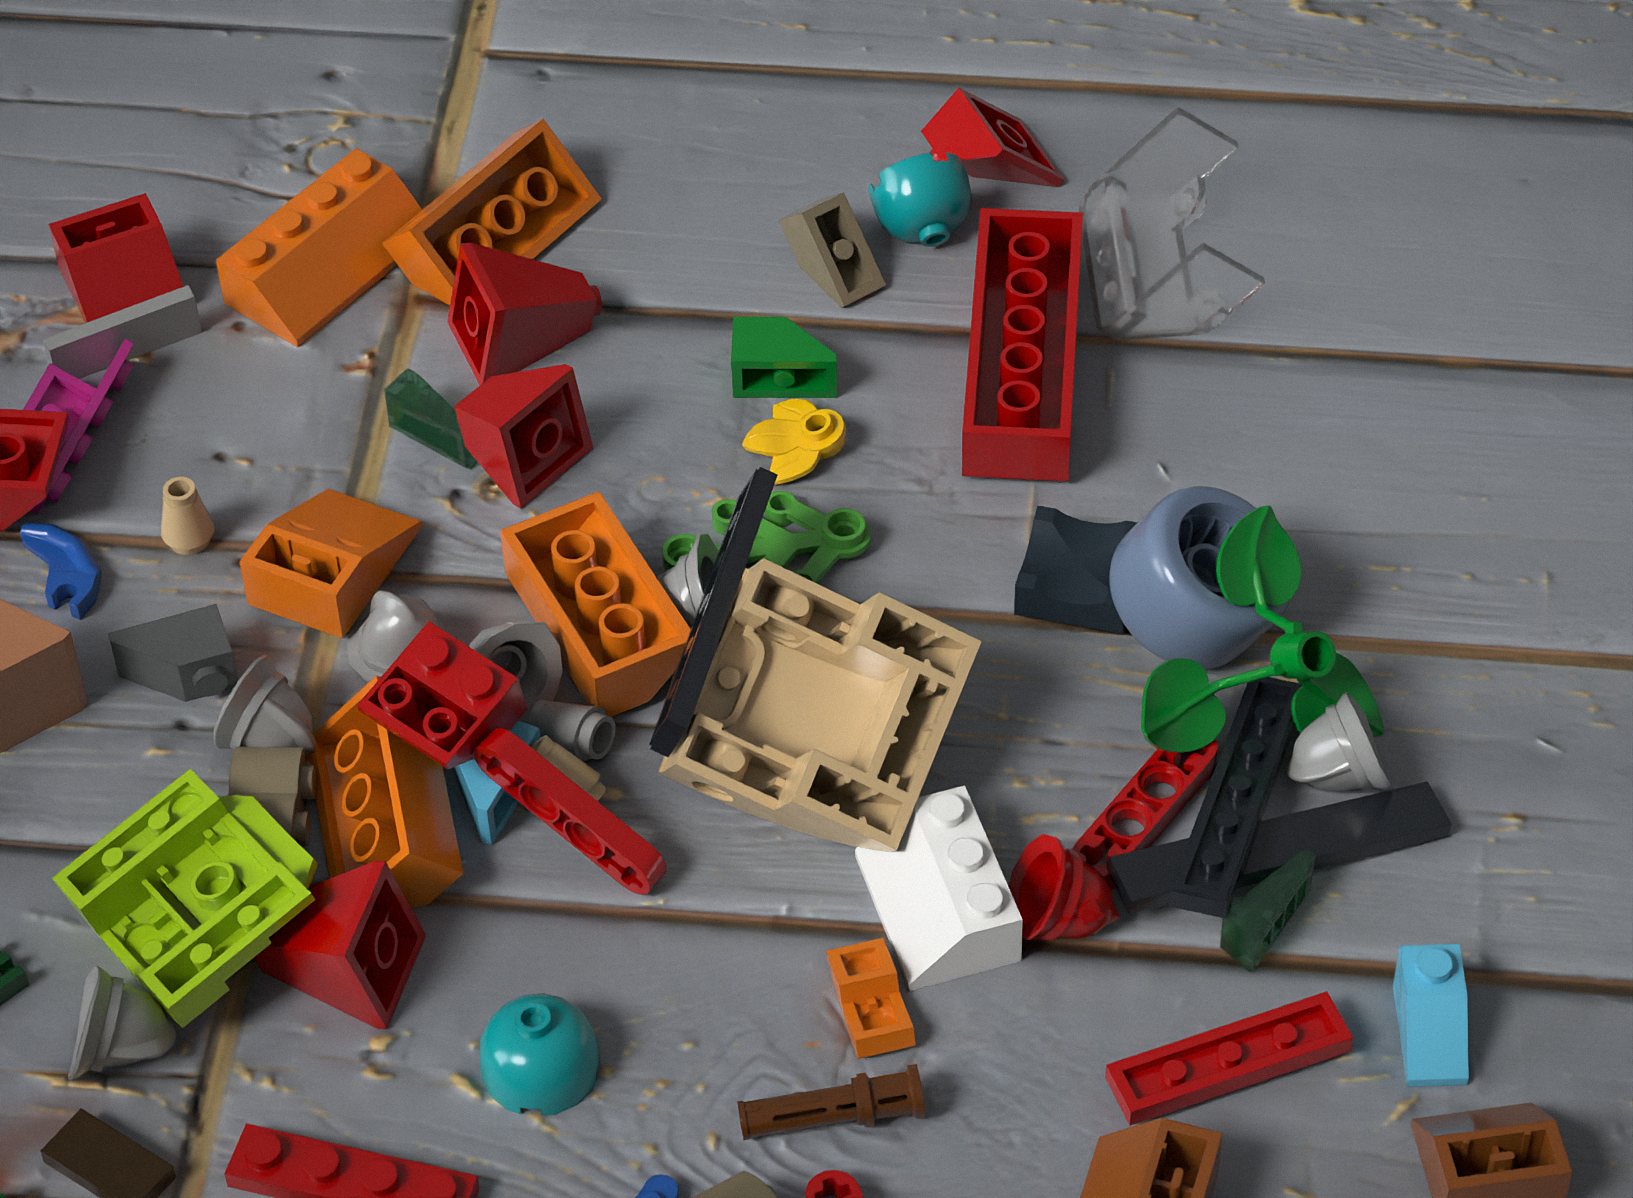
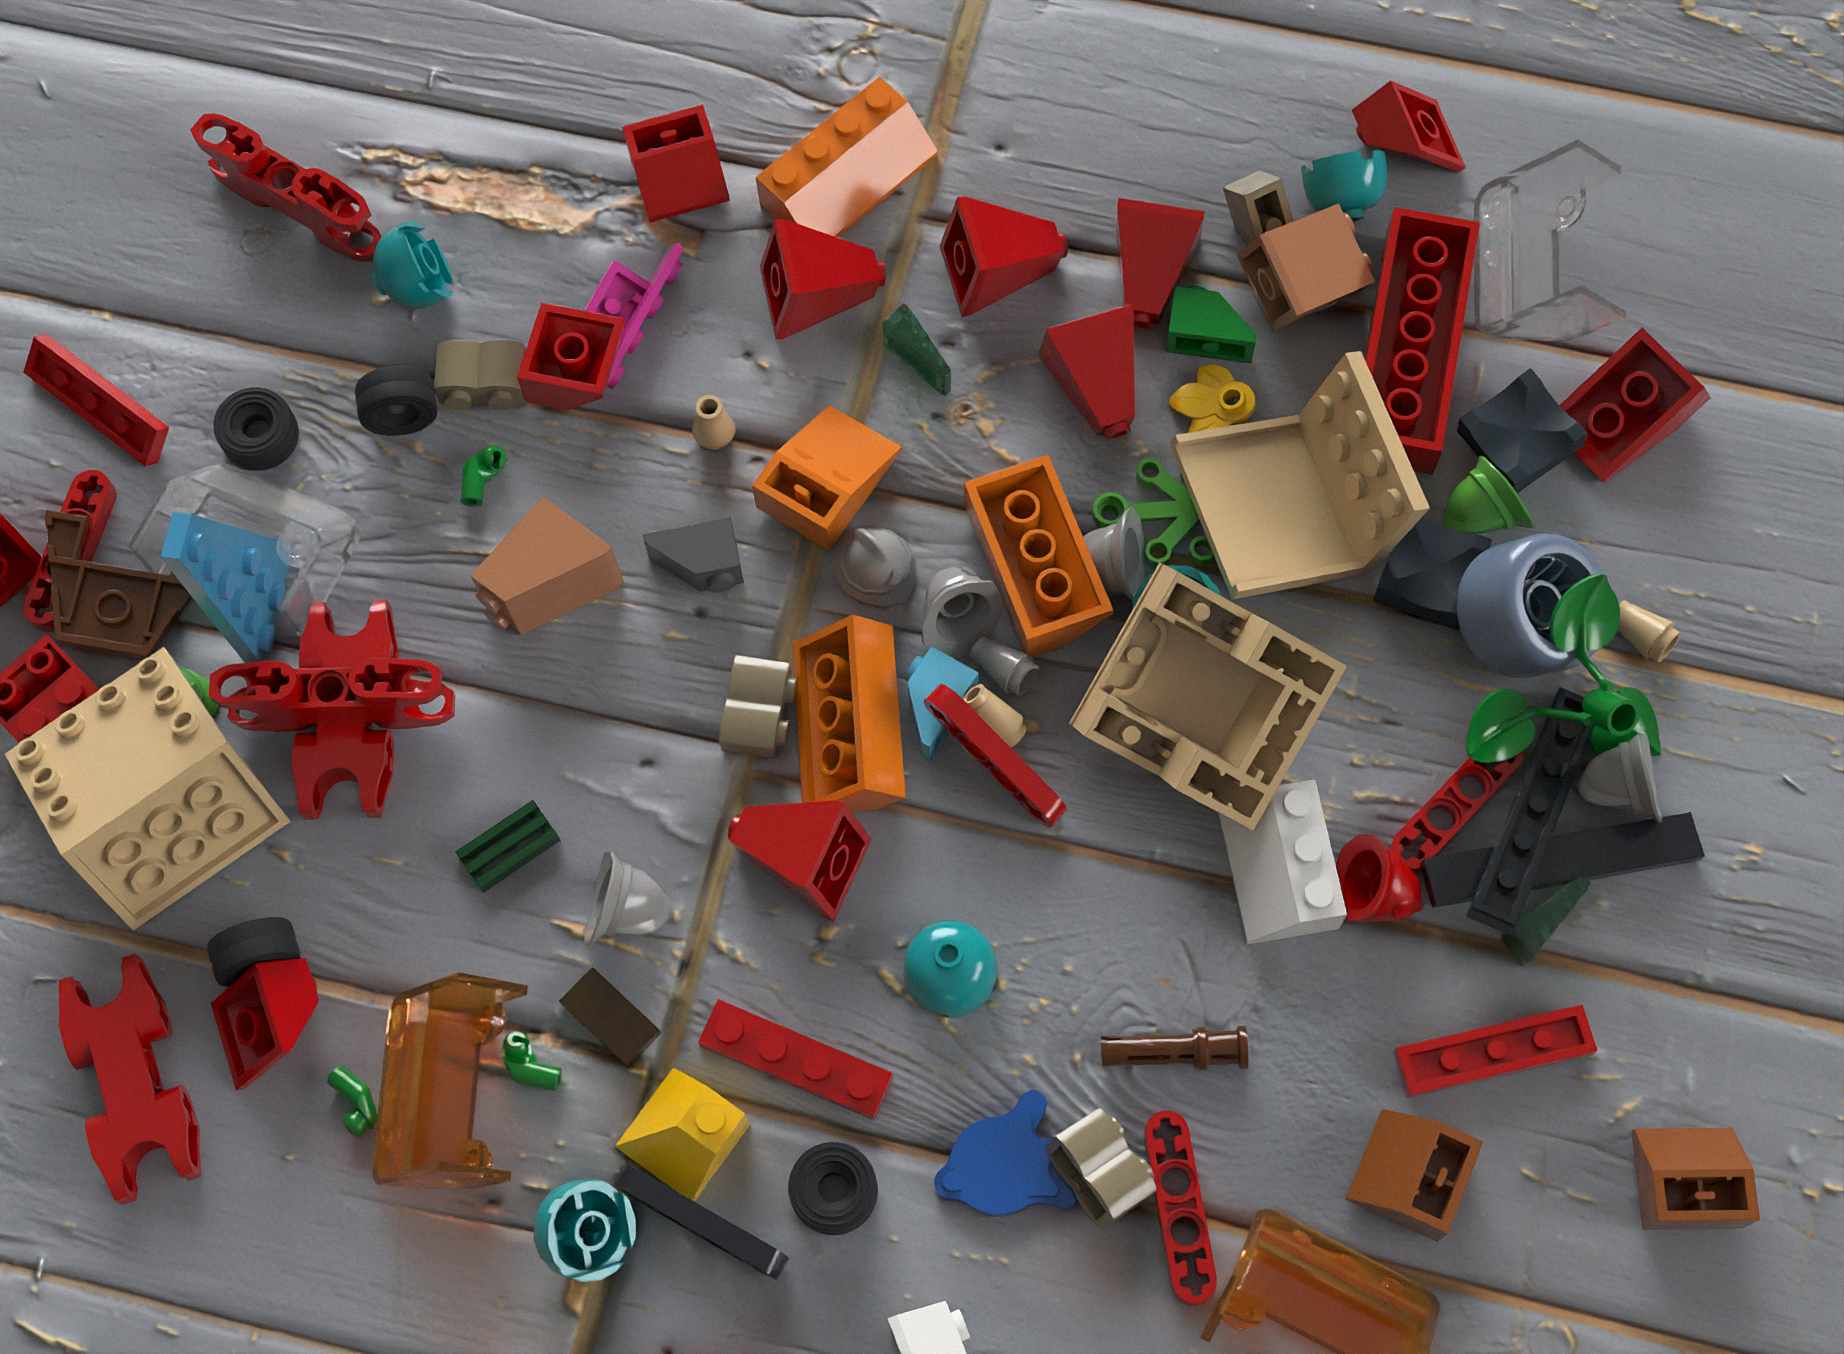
camera: 10 degrees right, 20 degrees up
(71, 566) = (619, 450): blue piece -> none
(146, 324) = (685, 228): light grey tile -> none
(190, 891) = (693, 793): lime slope -> none
(264, 712) = (764, 630): light grey piece -> none
(297, 357) = (814, 276): none -> red slope
(444, 697) = (902, 653): red slope -> none
(507, 202) = (988, 147): orange slope -> none
(525, 429) = (993, 377): red slope -> none
(645, 406) = (1096, 367): none -> red slope
(703, 284) = (1154, 254): none -> red slope
(712, 612) = (1130, 594): black tile -> none
(870, 998) = (1216, 951): orange slope -> none
(884, 281) = (1306, 266): none -> nougat slope
(924, 509) = (1304, 491): none -> tan bracket
(1129, 485) = (1485, 503): none -> bright green piece
(1165, 421) = (1522, 431): none -> black brick
(1288, 381) = (1632, 404): none -> red slope
(1346, 605) = (1647, 632): none -> tan cone
(1432, 1014) = (1664, 1037): medium azure slope -> none

